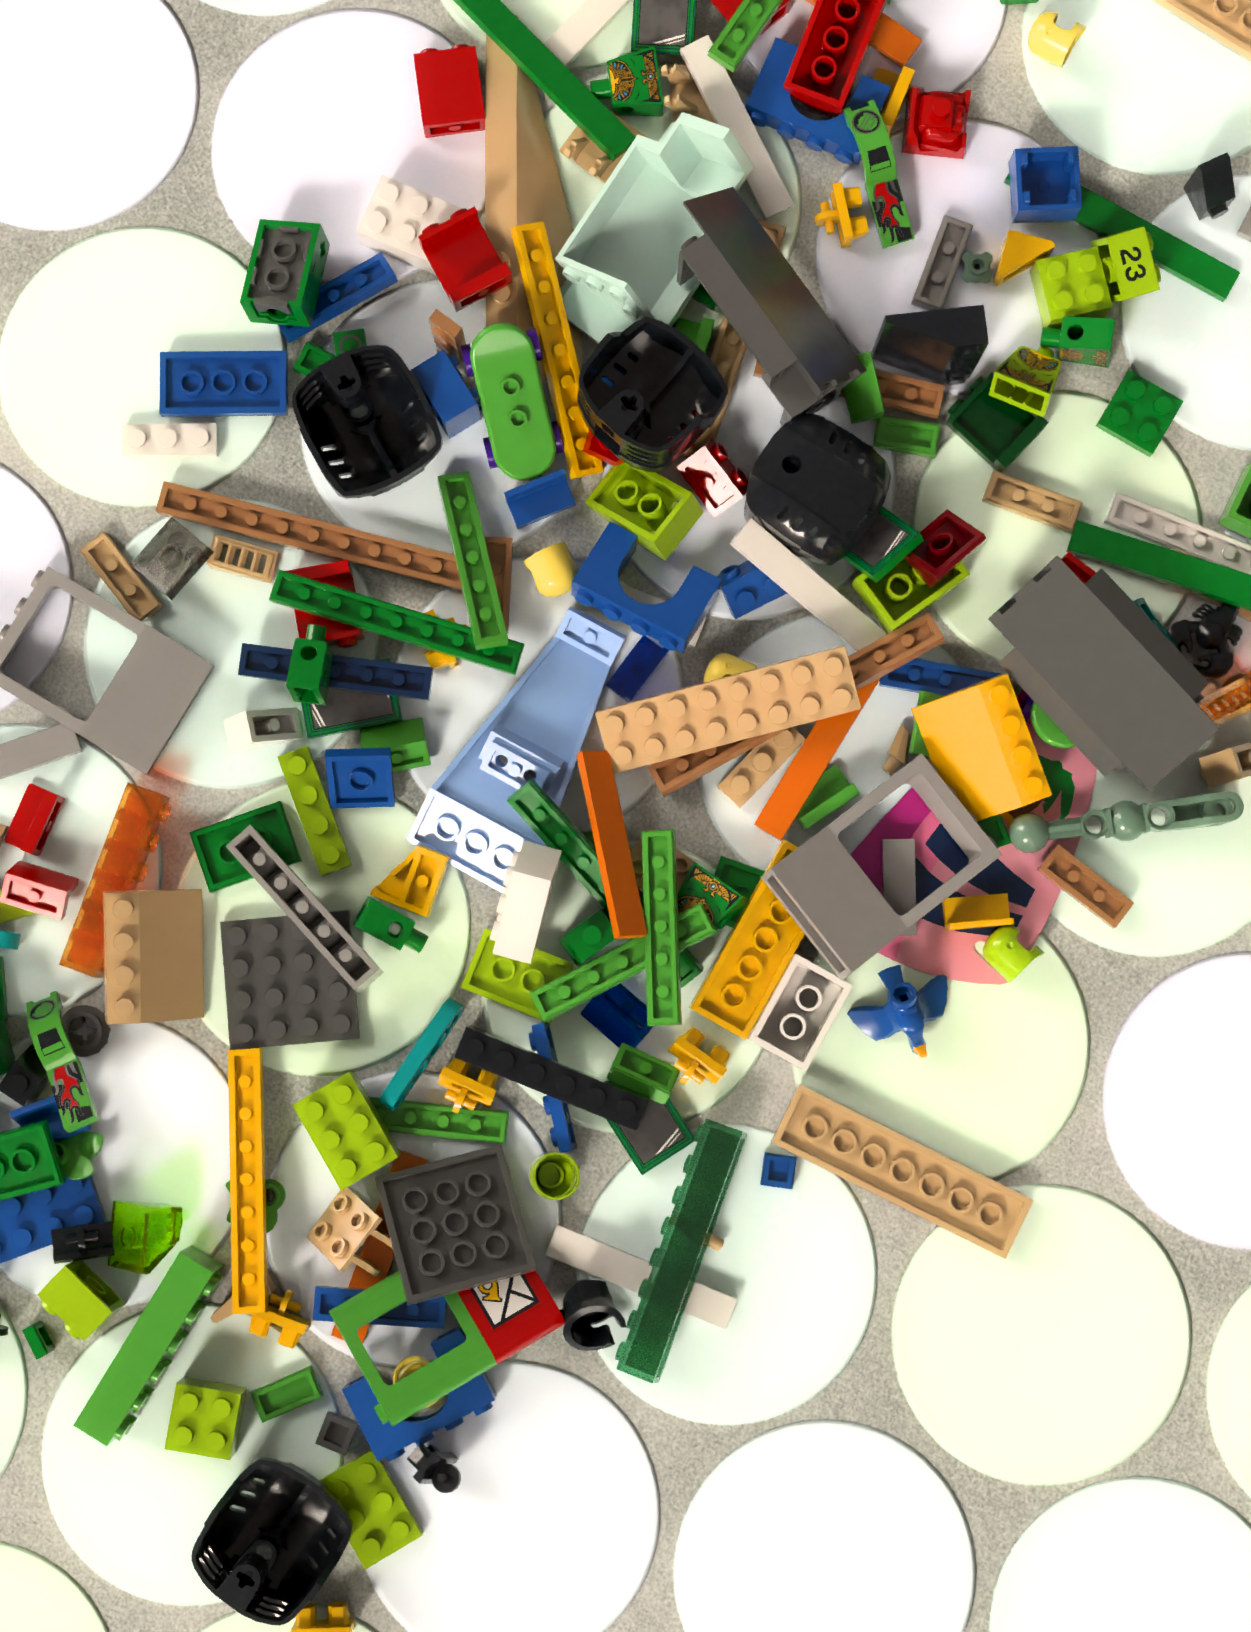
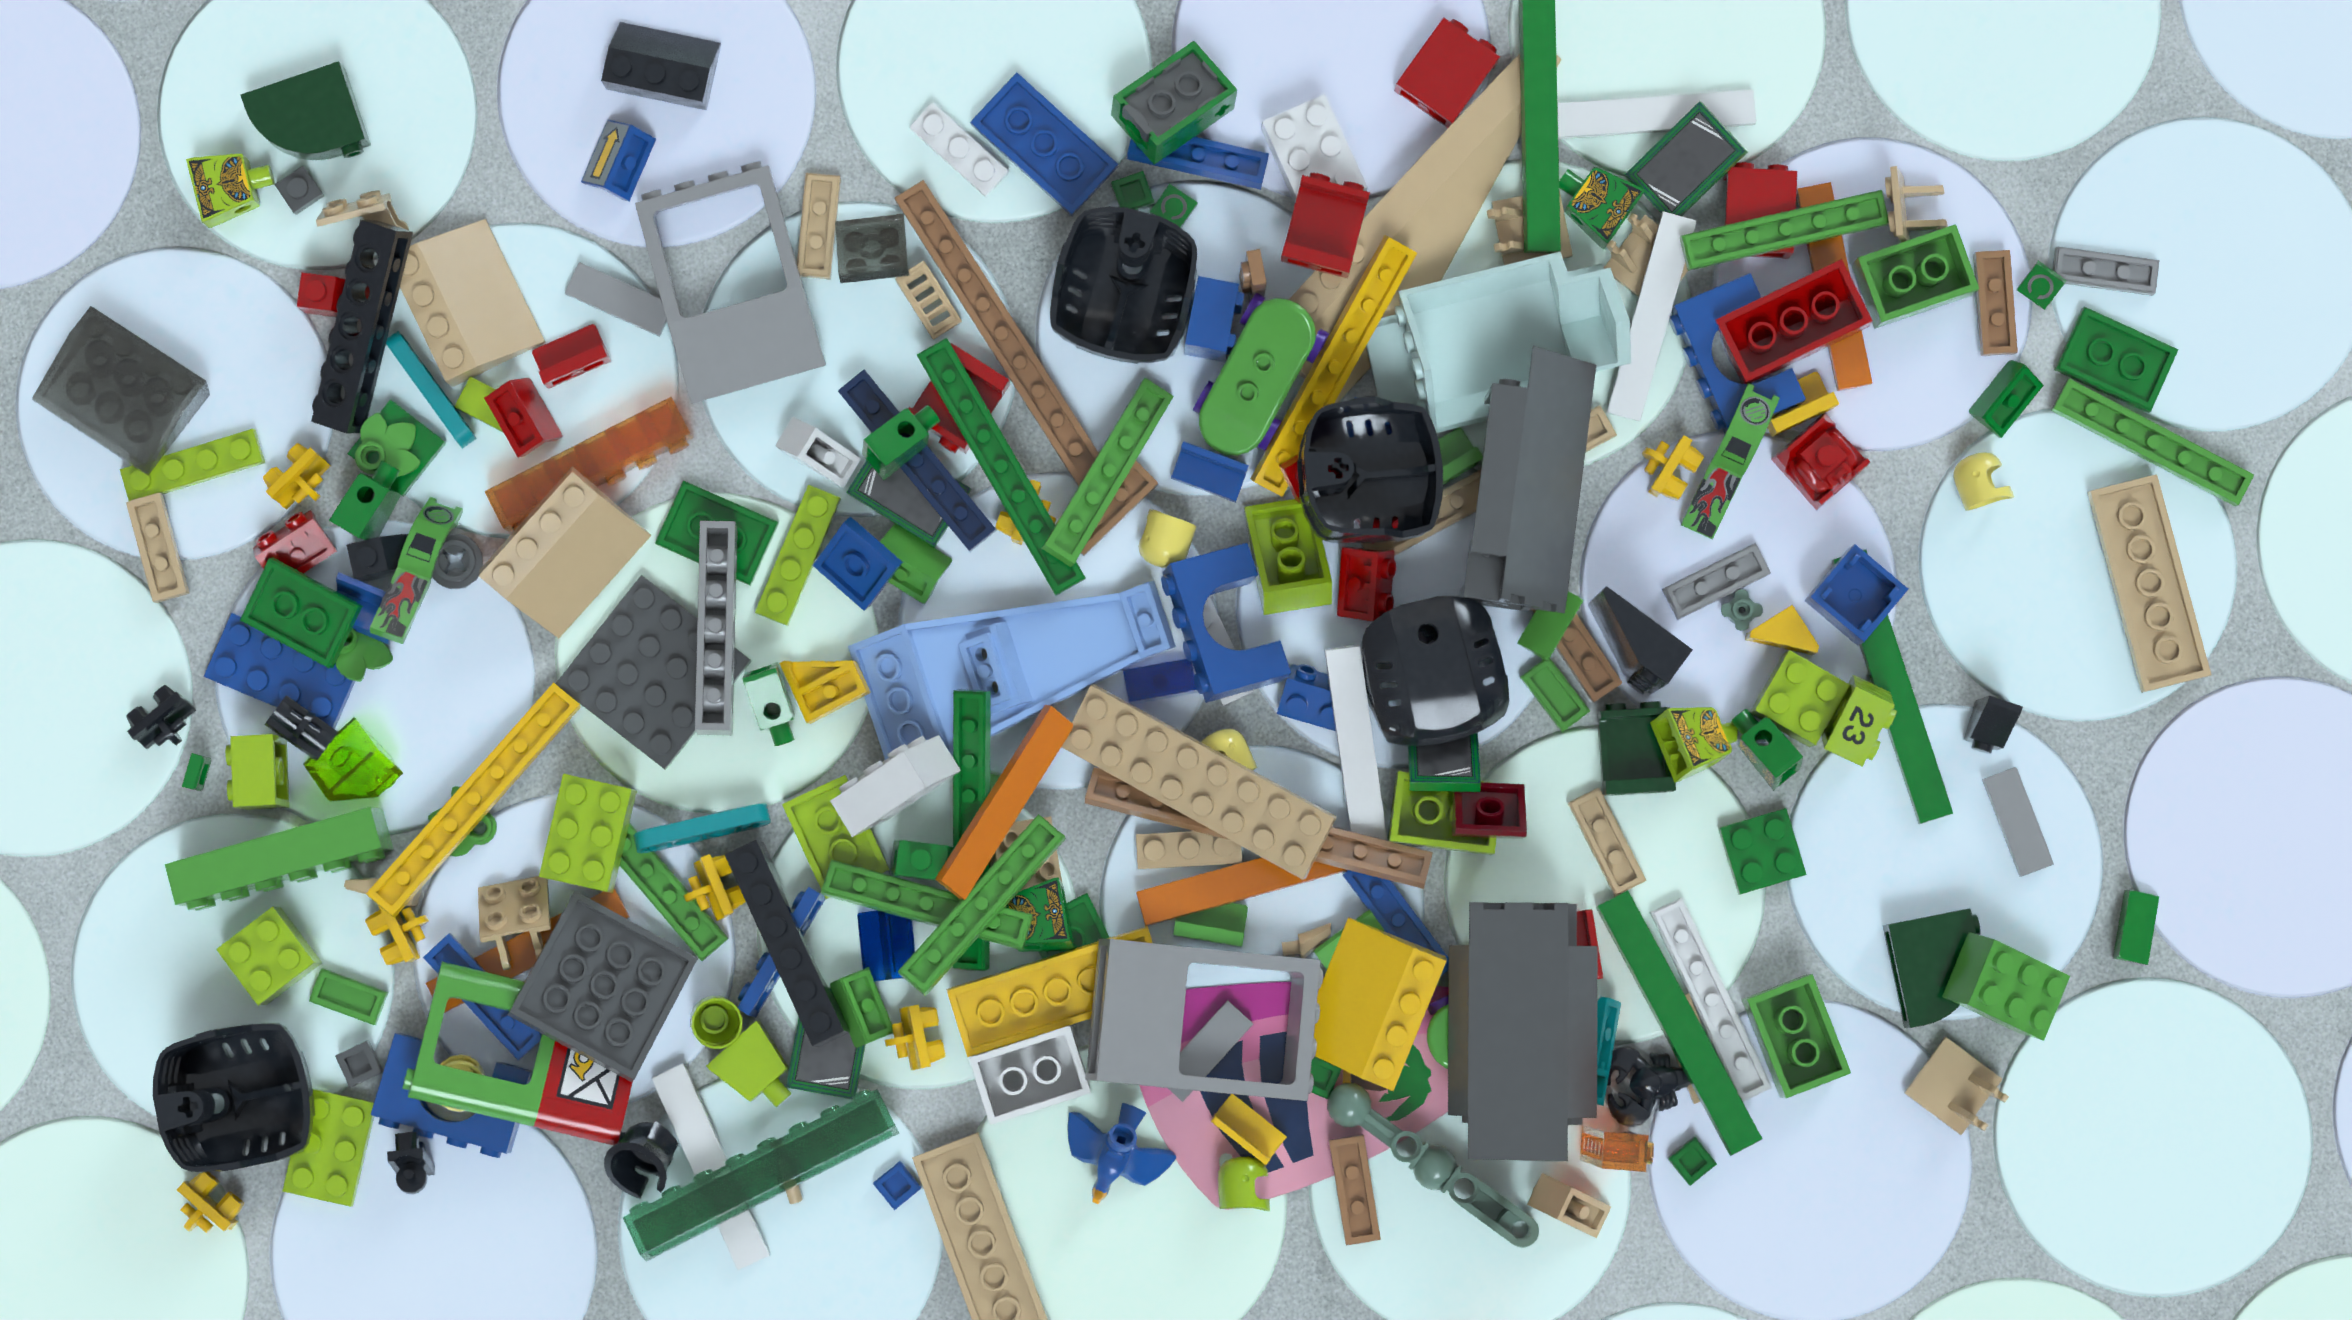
camera: 40 degrees right, 0 degrees up
(607, 1182) = (753, 1066): none -> lime torso

